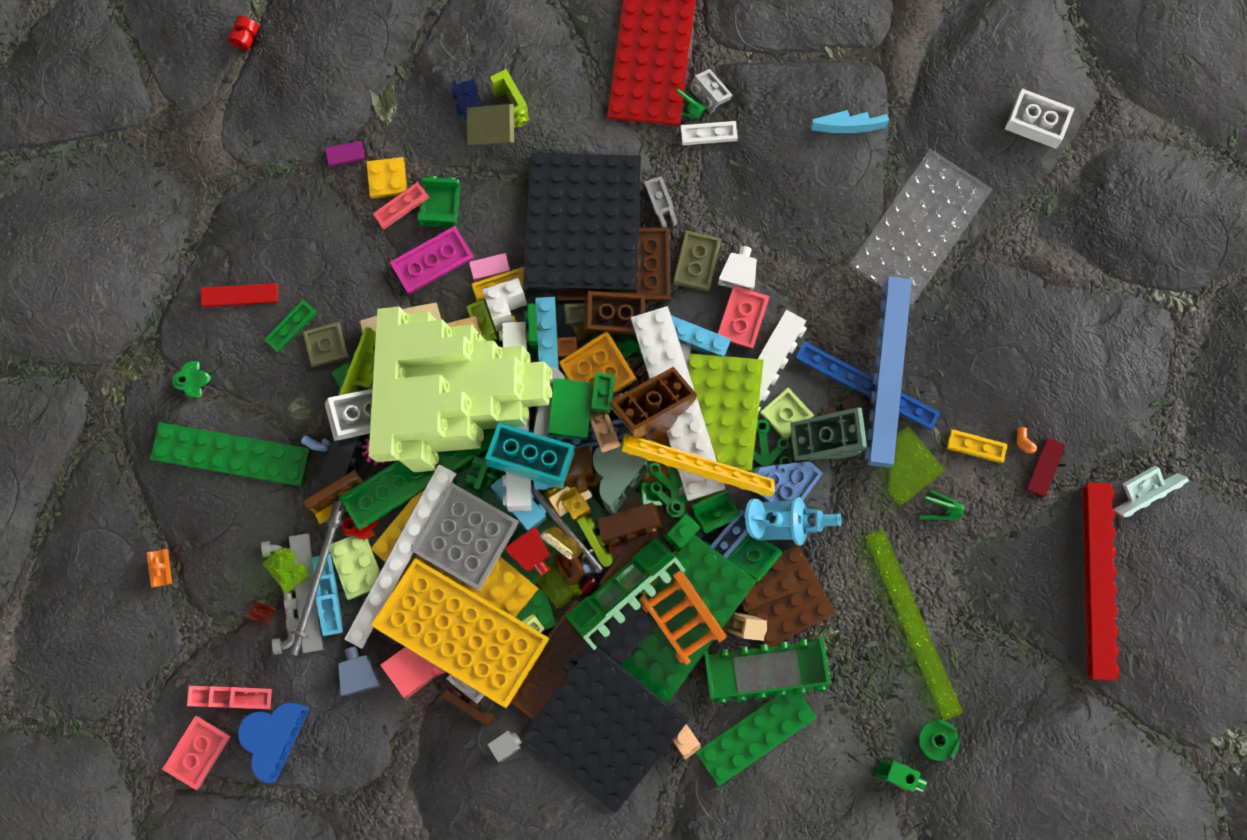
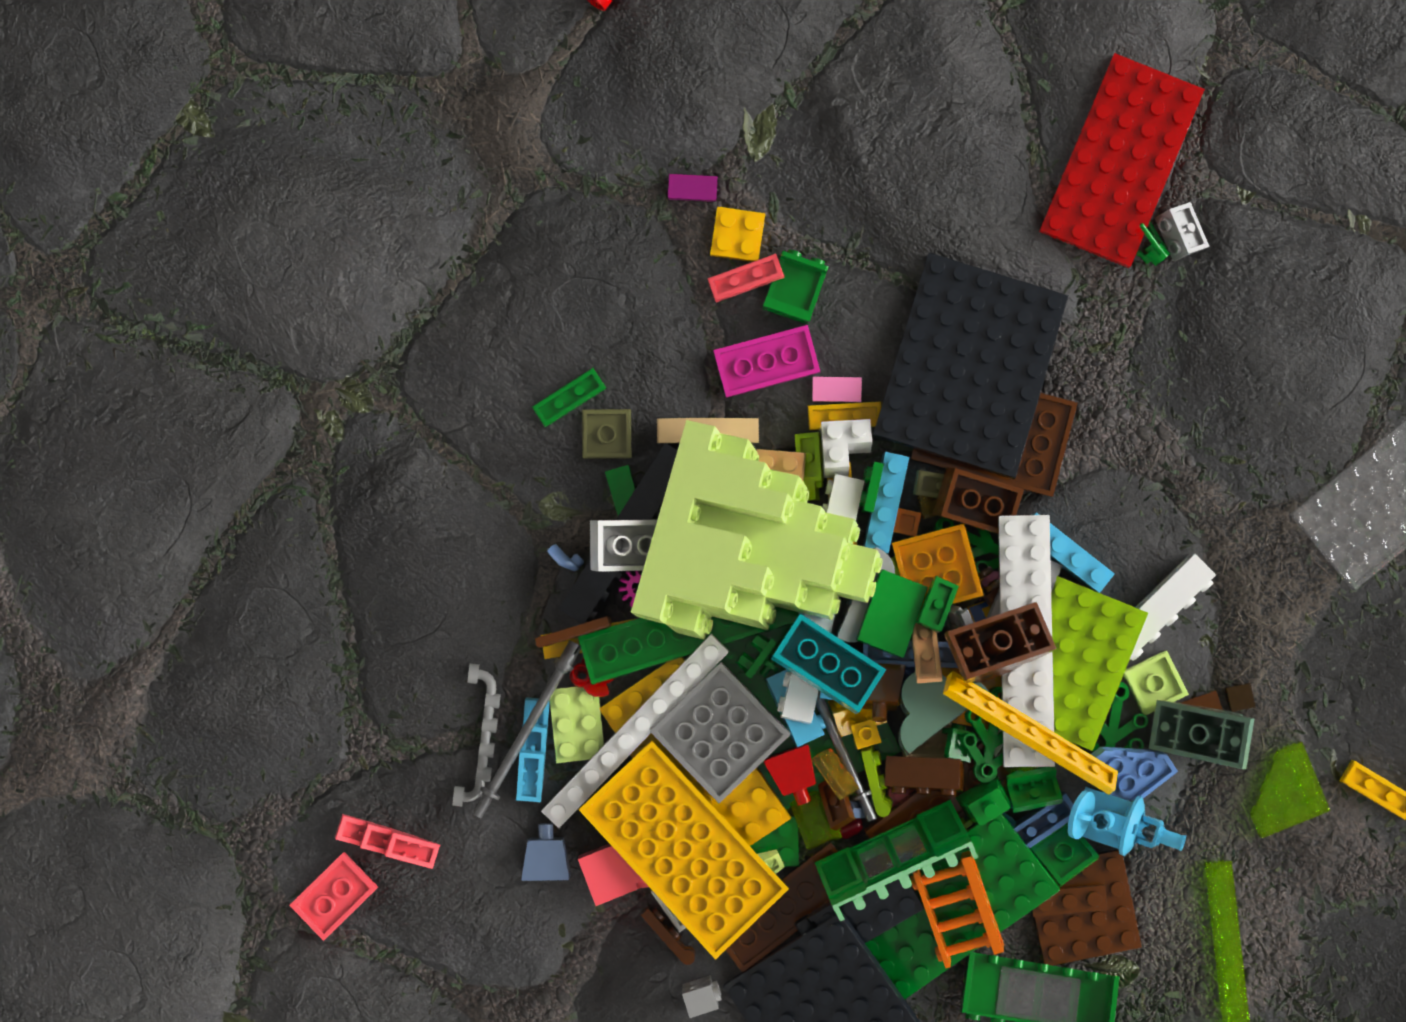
camera: 20 degrees right, 10 degrees up
(159, 568) = (339, 662): orange hips -> none
(194, 379) = (434, 432): green plate -> none
(230, 454) = (457, 541): green plate -> none
(239, 295) = (515, 339): red tile -> none
(262, 613) = (450, 749): clear red slope -> none
(271, 738) = (424, 904): blue brick -> none
(286, 569) = (492, 708): clear neon green bracket -> none
(302, 549) = (508, 727): light grey tile -> none
(362, 366) = (649, 484): lime bracket -> none
(466, 95) = (868, 157): clear blue bracket -> none
(490, 124) = (888, 205): olive tile -> none
(503, 84) = (923, 153): lime panel -> none
(660, 200) = (1076, 362): light grey hinge -> none
(697, 261) = (1100, 454): olive tile -> none
(709, 133) = (1164, 289): white plate -> none
(739, 270) = (1150, 484): white torso -> none
(743, 317) = (1137, 545): coral plate -> none
(746, 626) = (1031, 937): tan slope -> none
(843, 123) = (1343, 325): medium azure slope -> none
(863, 383) = (1266, 676): blue plate -> none
(889, 372) = (1301, 668): medium blue brick -> none
(953, 508) = (1324, 859): green plant -> none

